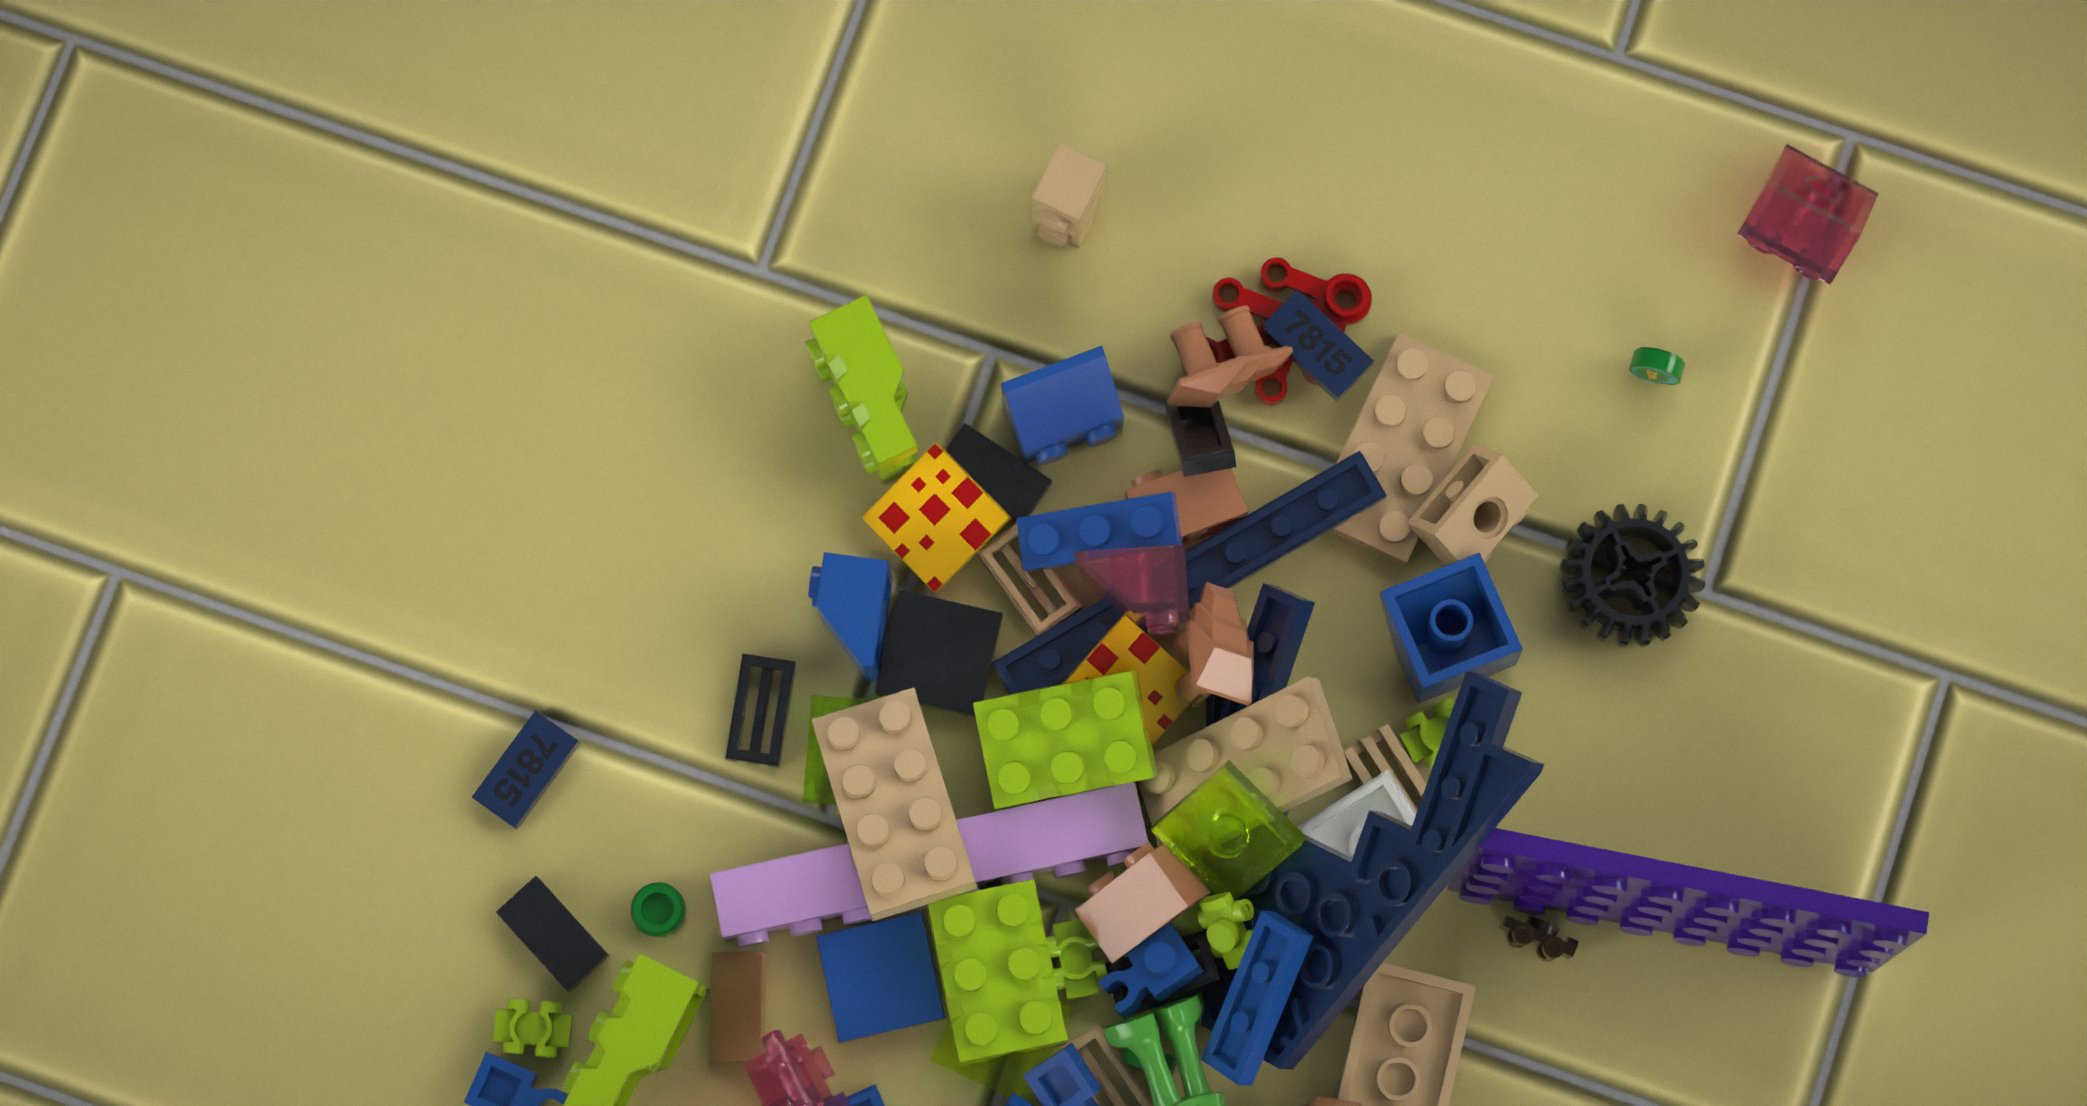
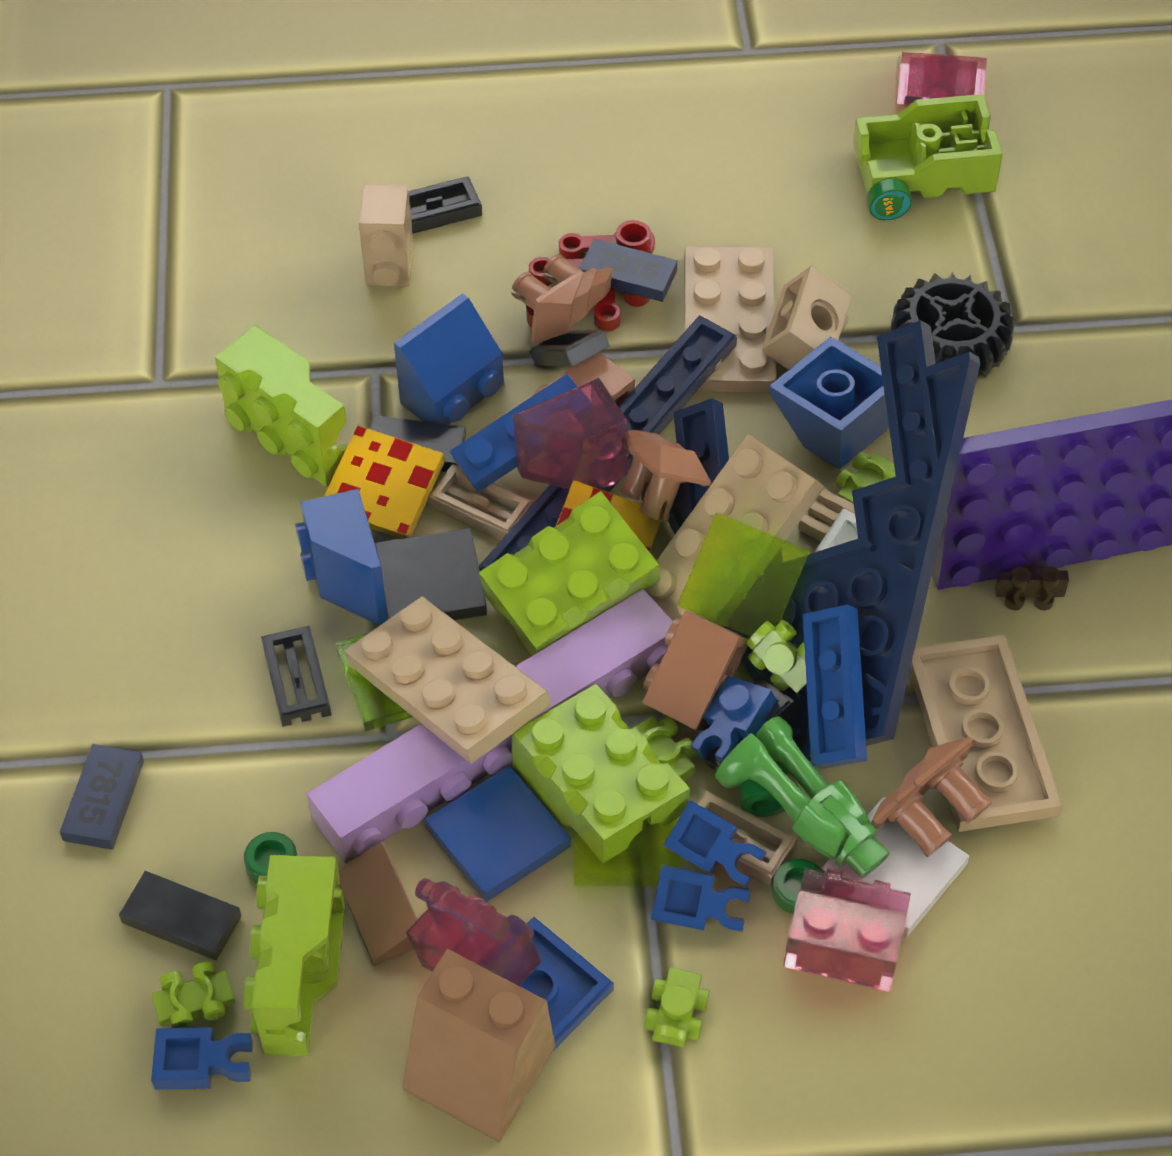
camera: 25 degrees left, 25 degrees down
(1152, 167) = (442, 212): none -> black tile
(1735, 318) = (931, 146): none -> lime piece

